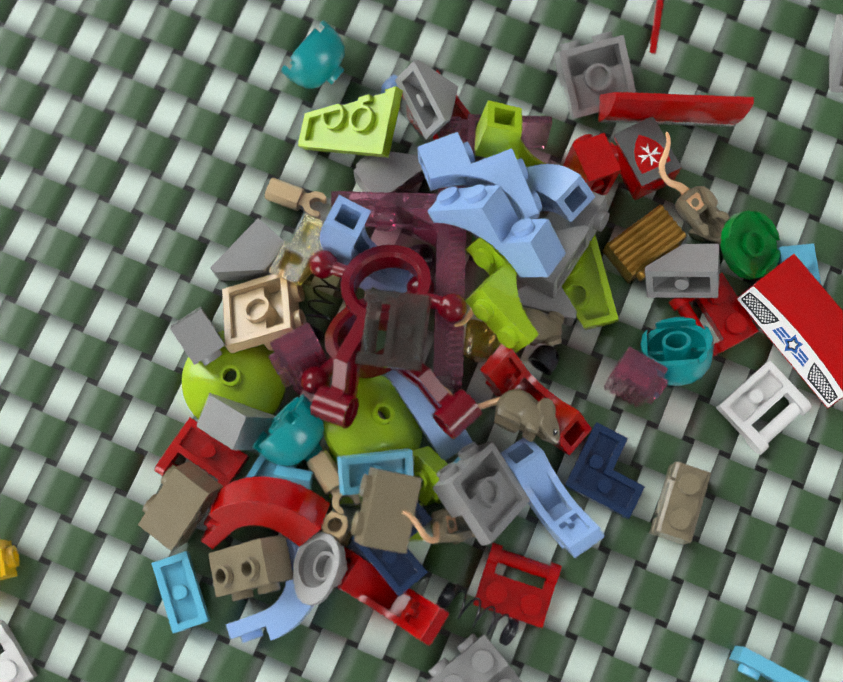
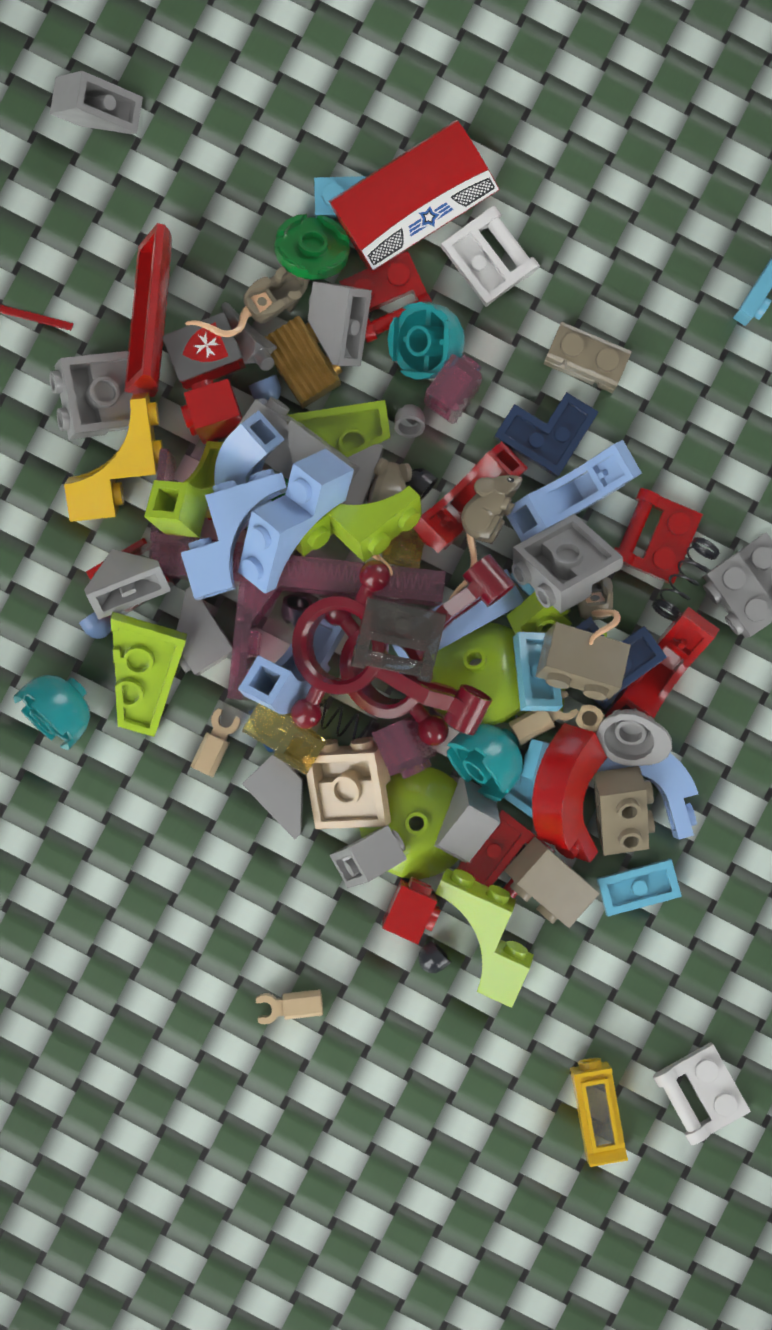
camera: 85 degrees left, 10 degrees up
(63, 282) = (292, 1005): none -> tan bar
(109, 404) = (433, 958): none -> black hinge
(148, 375) = (411, 910): none -> red brick
(149, 447) = (488, 912): none -> lime arch
(509, 81) = (95, 492): none -> yellow arch
(601, 344) = (405, 421): none -> light grey hinge
(618, 217) = (266, 388): none -> medium blue hinge
(655, 196) = (252, 344): none -> flat silver piece

